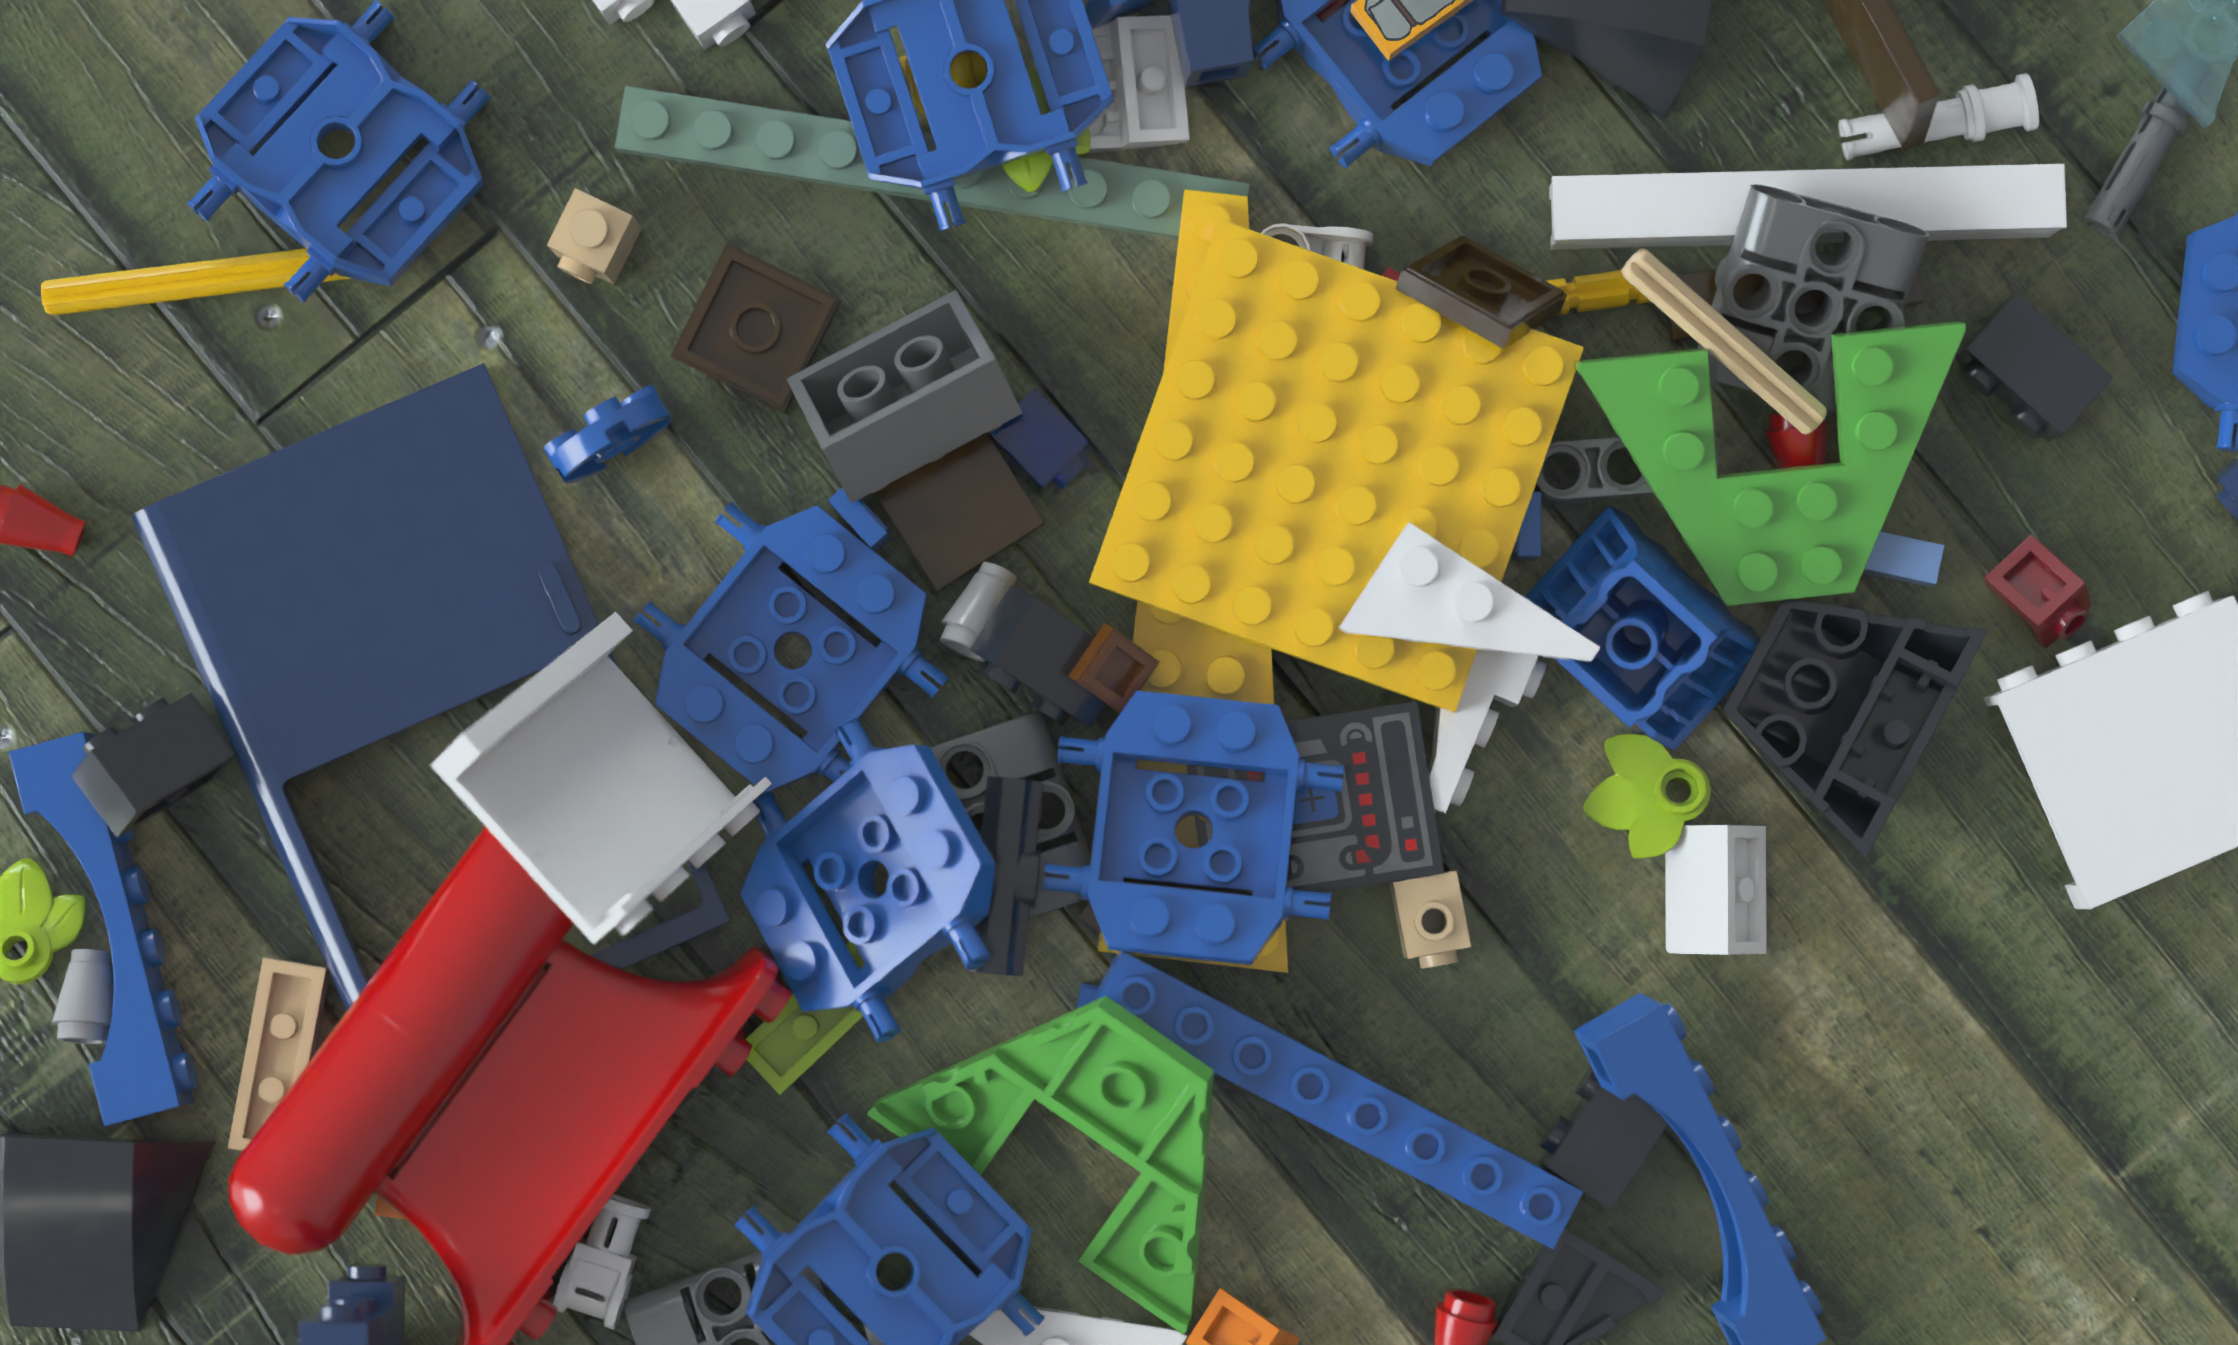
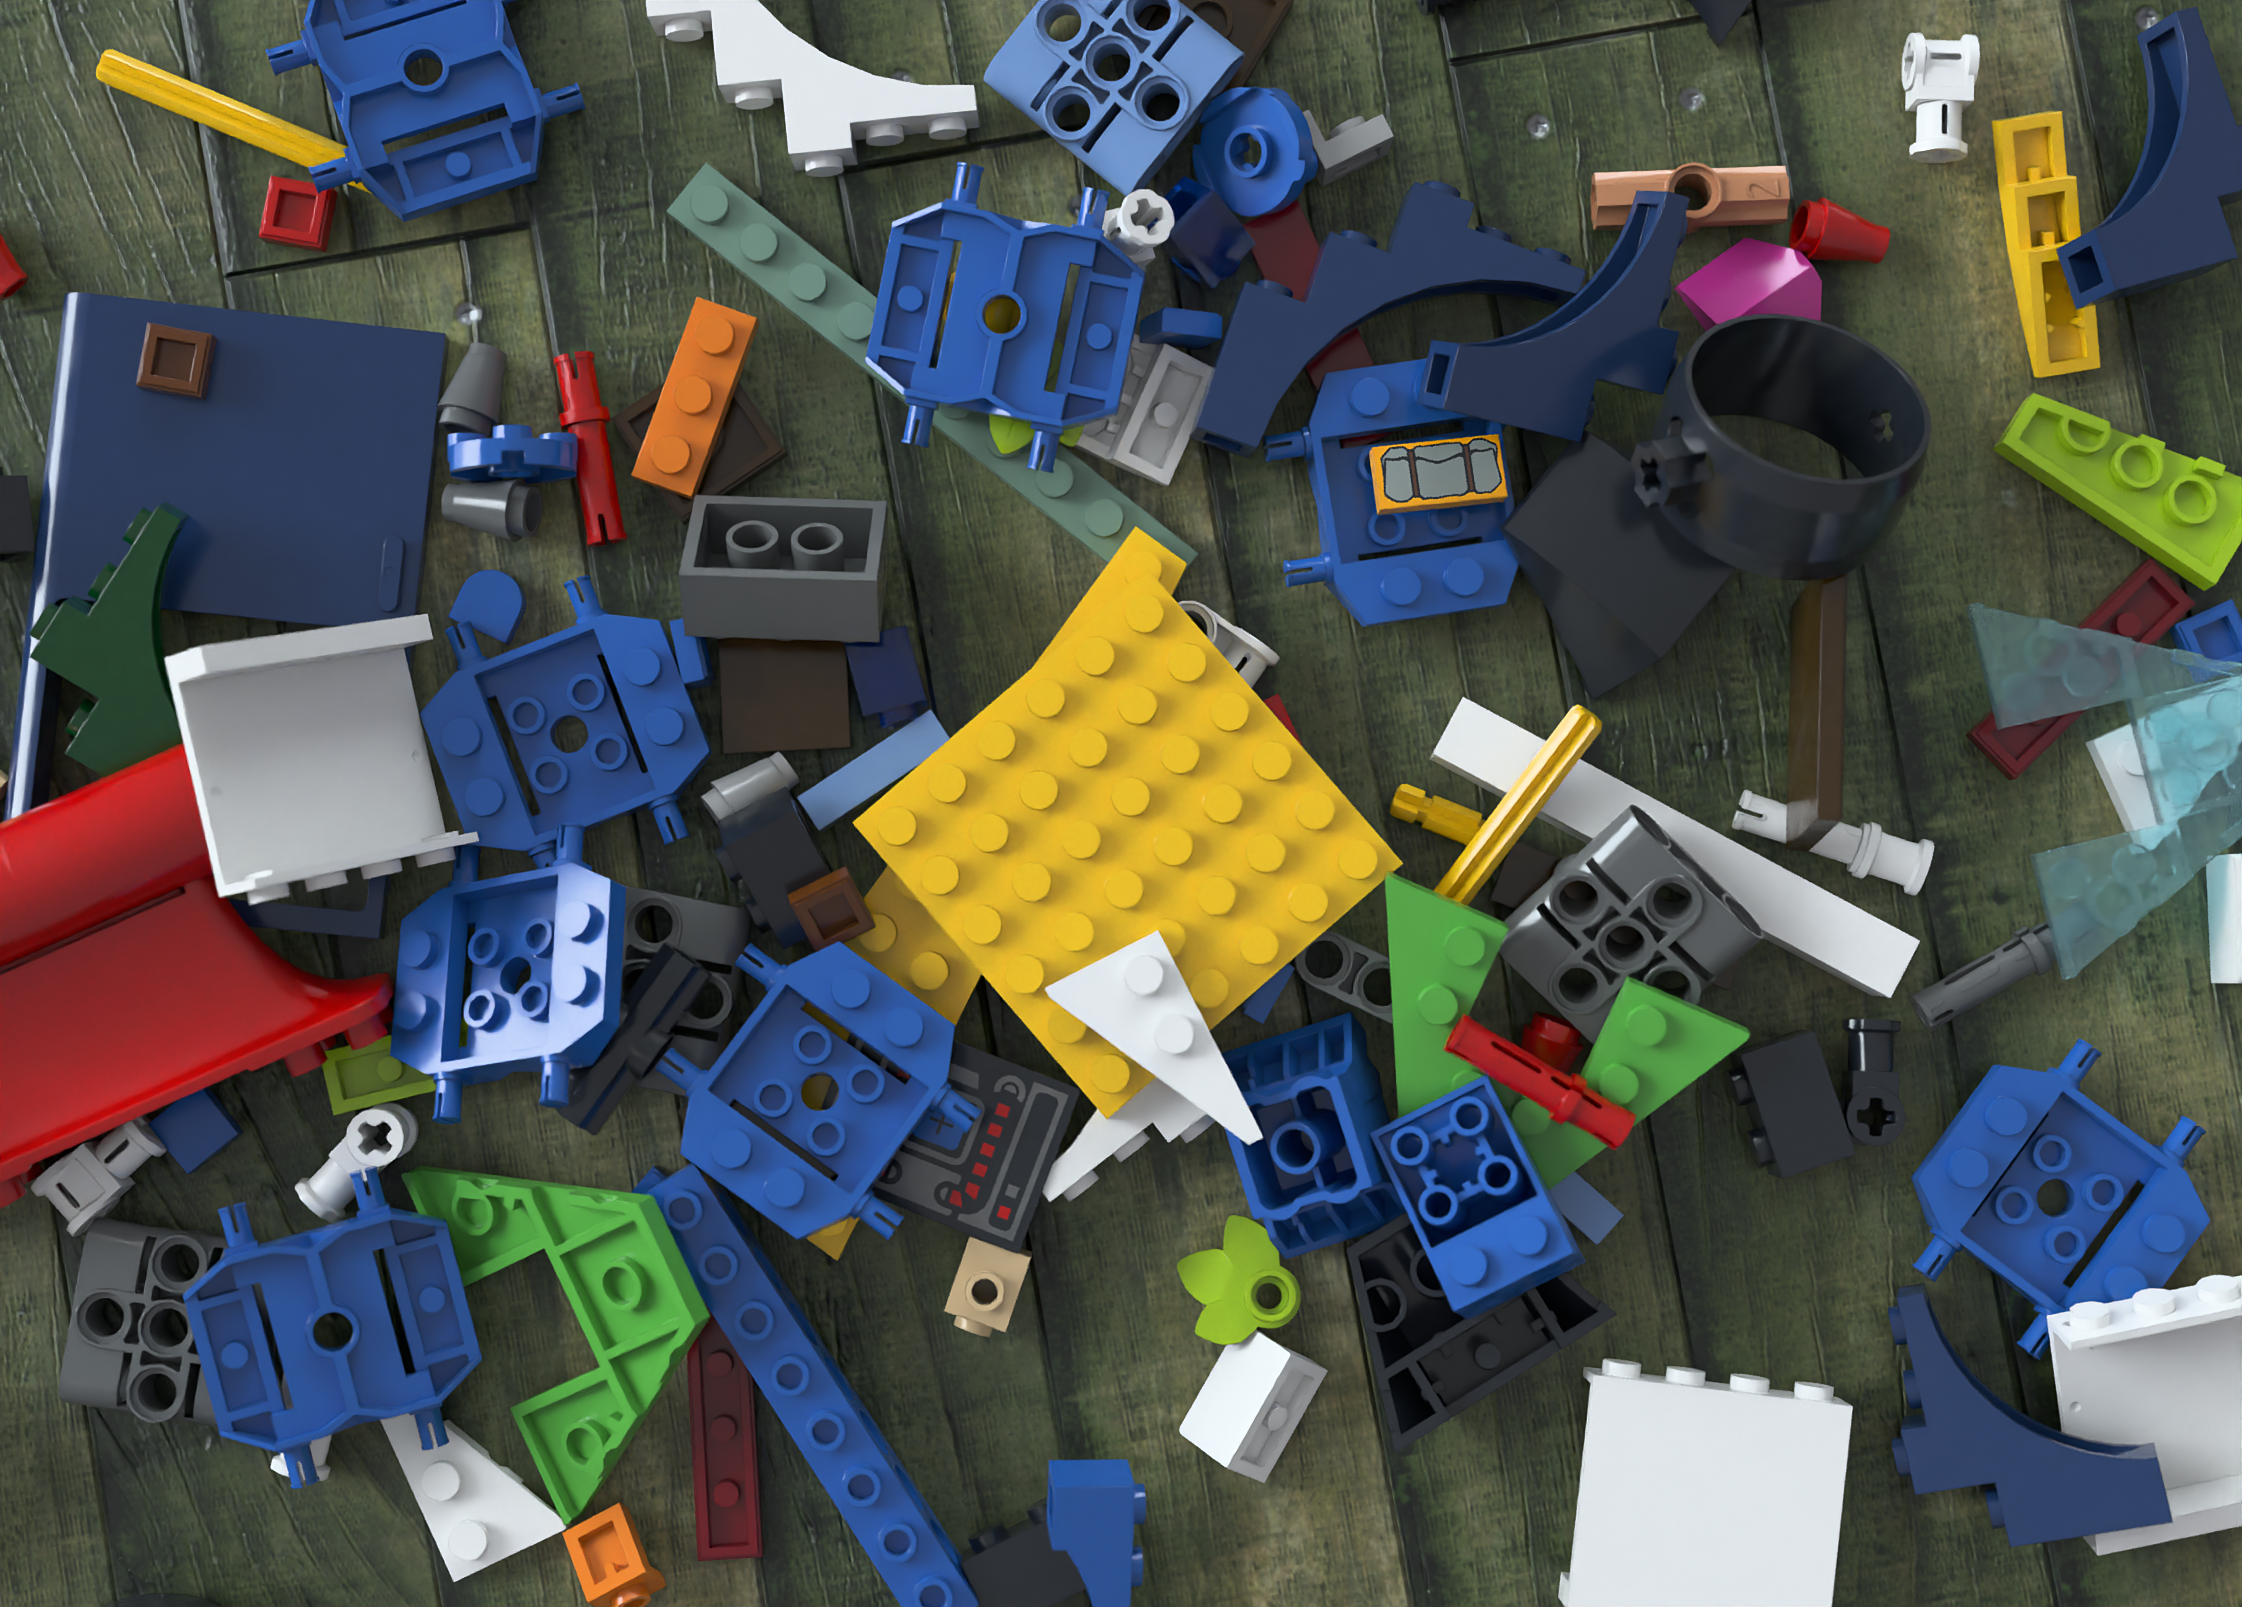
camera: 25 degrees right, 0 degrees up
(267, 518) = (176, 361): none -> reddish brown tile
(291, 333) = (297, 214): none -> red tile
(366, 800) = (118, 651): none -> dark green arch
(538, 400) = (475, 392): none -> dark grey cone
(593, 238) = (599, 279): tan brick -> none
(614, 490) = (495, 507): none -> dark grey cone
(651, 367) = (595, 471): none -> red pin
(658, 575) = (491, 604): none -> blue tile
(664, 1179) = (195, 1129): none -> blue tile
(736, 295) = (695, 398): none -> orange plate
(814, 1148) = (331, 1185): none -> white connector
(1078, 530) = (873, 772): none -> medium blue piece
(1282, 1189) = (724, 1449): none -> dark red tile
(1481, 291) = (1342, 763): dark brown tile -> none
(1657, 232) = (1520, 805): none -> yellow axle
(1724, 341) = (1528, 928): tan axle -> none
(1811, 597) = (1476, 1199): none -> blue slope
(1820, 467) = (1553, 1090): none -> red pin
(2041, 591) = (1686, 1303): dark red bracket -> none
(2091, 308) = (1871, 1081): none -> black connector

